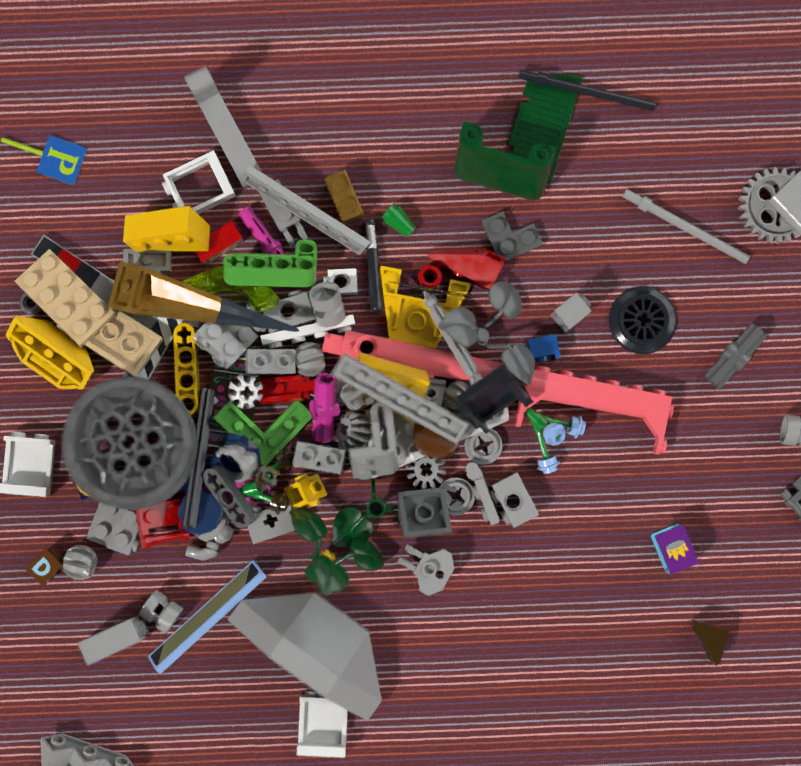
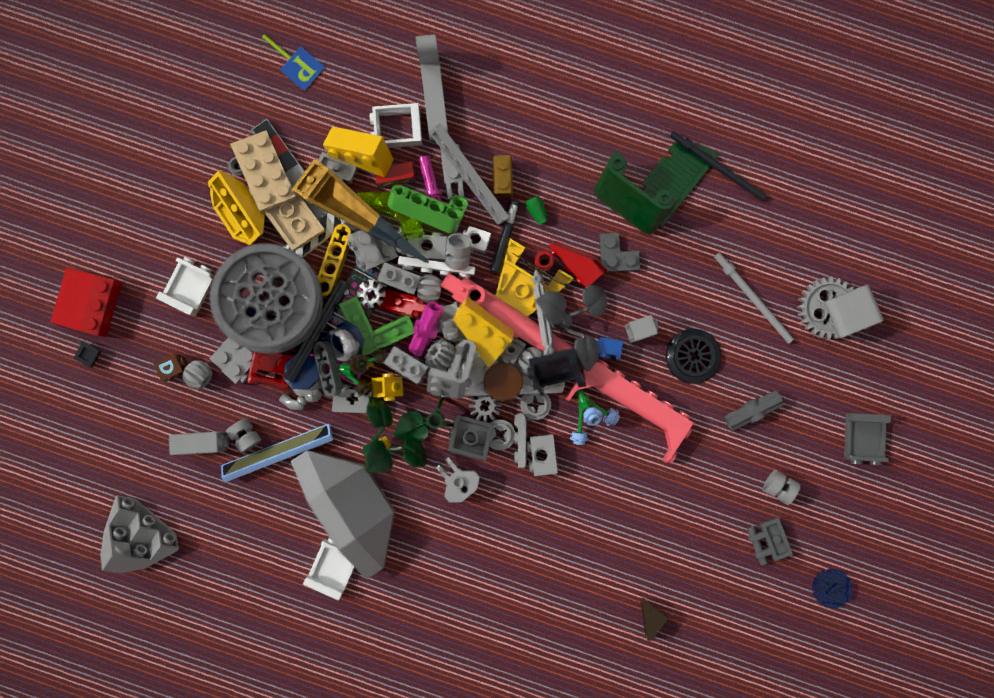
camera: 25 degrees right, 0 degrees up
(400, 398) = (484, 343): light grey tile -> none
(674, 548) = (650, 539): dark purple piece -> none

